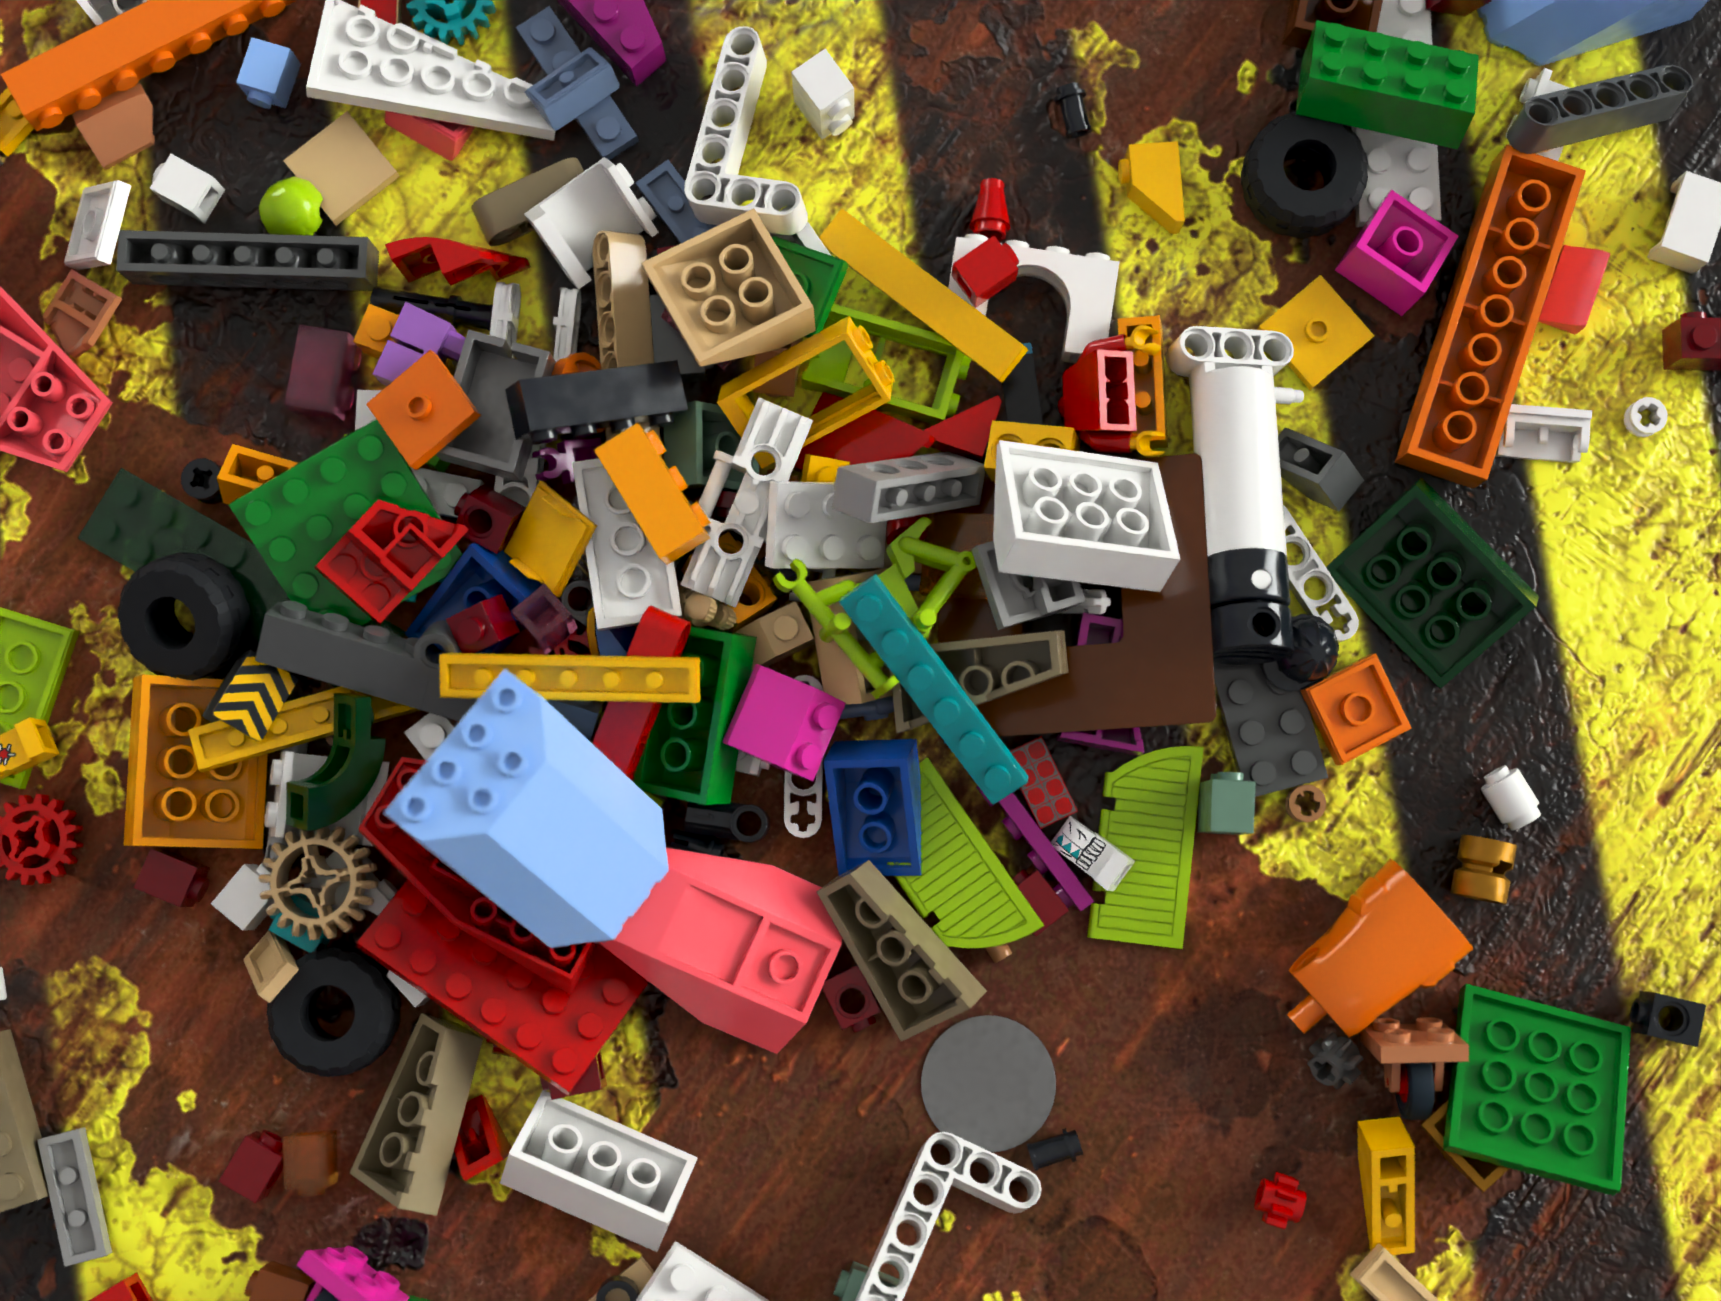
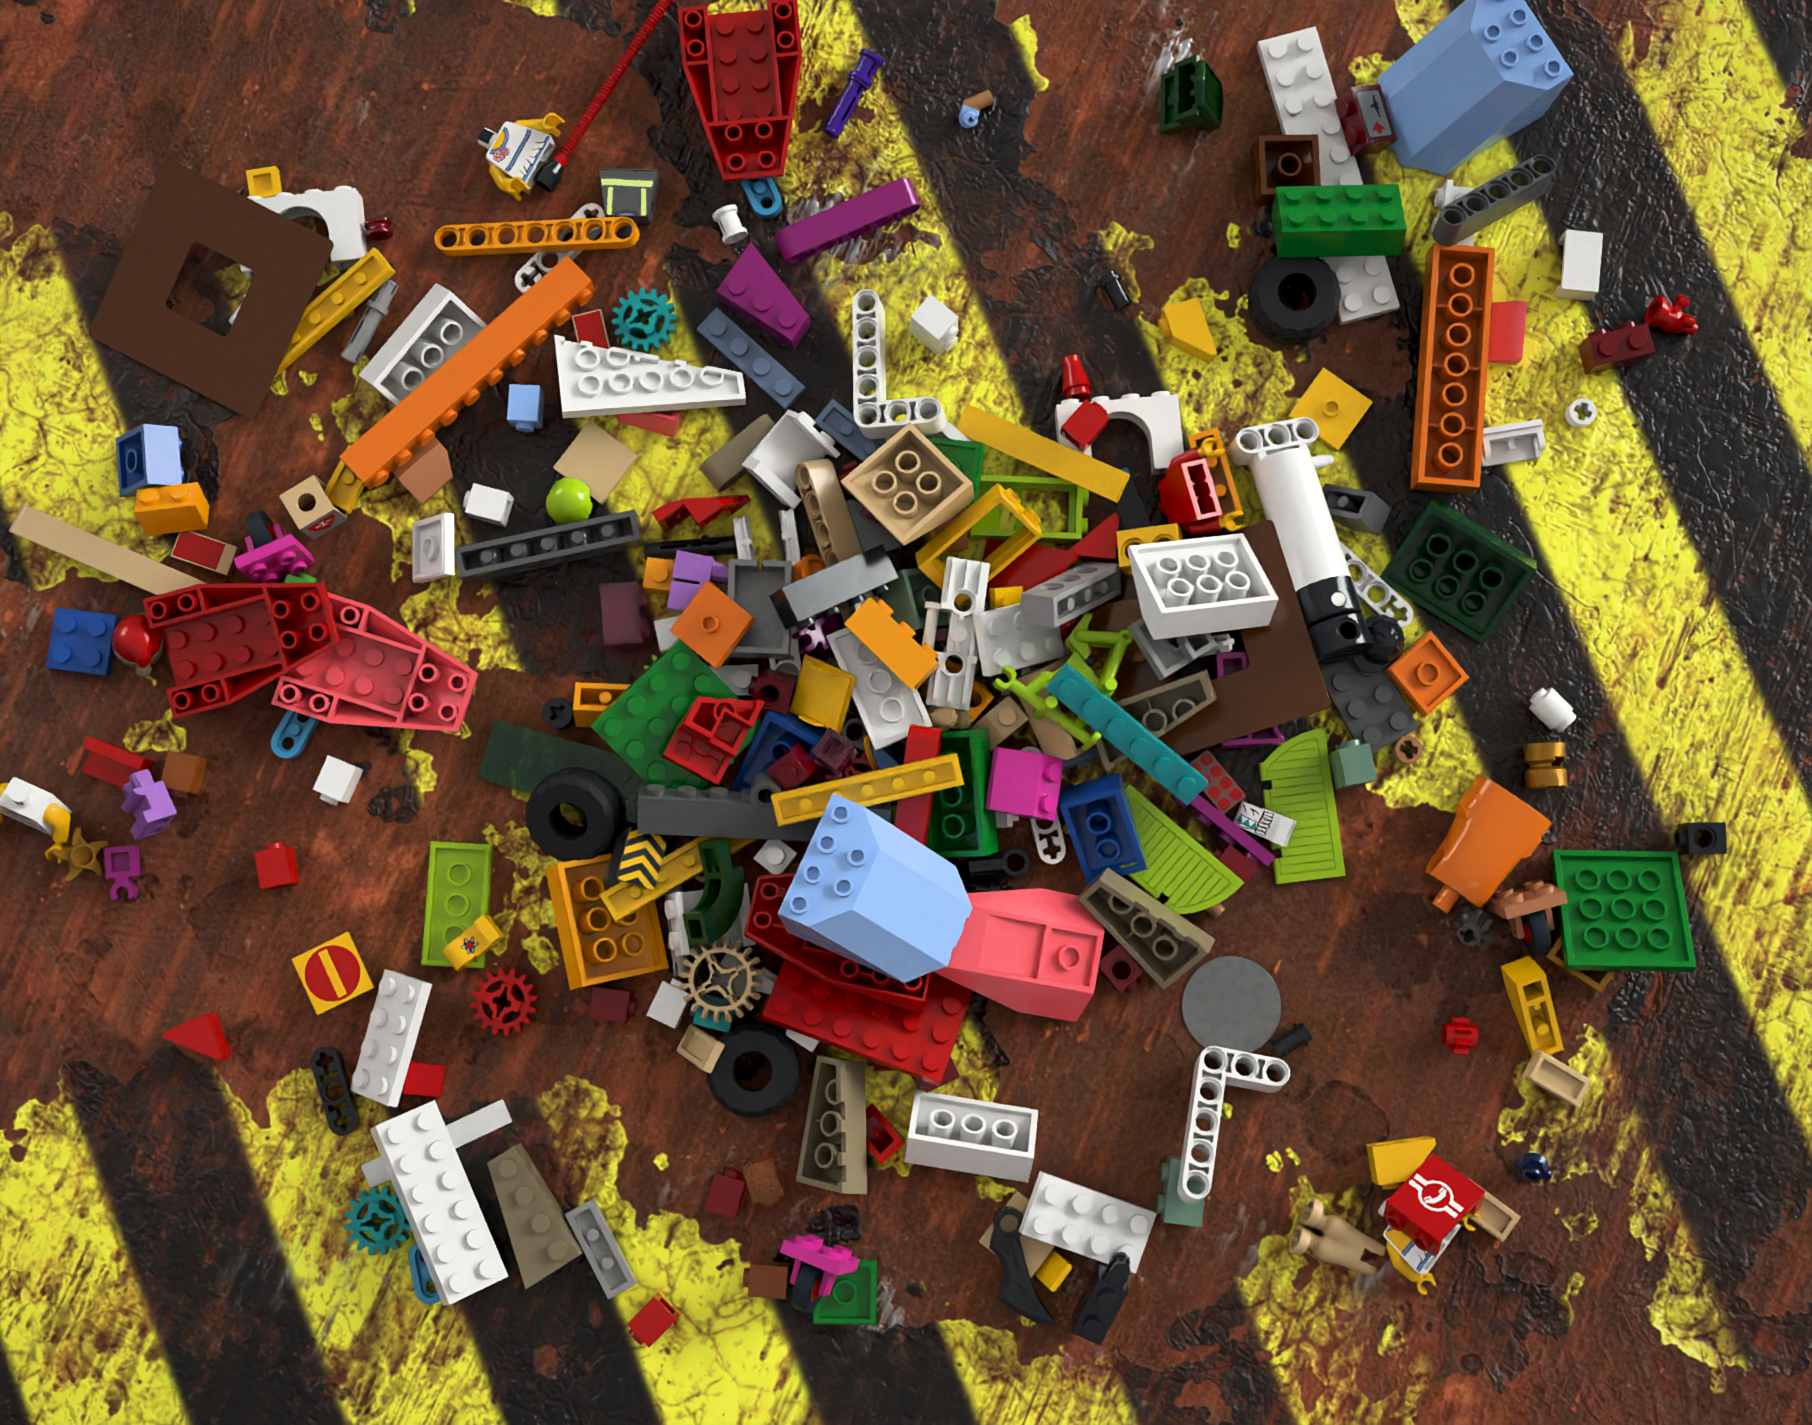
camera: 10 degrees left, 0 degrees up
(79, 313) = (435, 614): nougat slope -> none
(573, 88) = (751, 364): sand blue slope -> none
(1397, 253) = (1374, 339): dark pink slope -> none

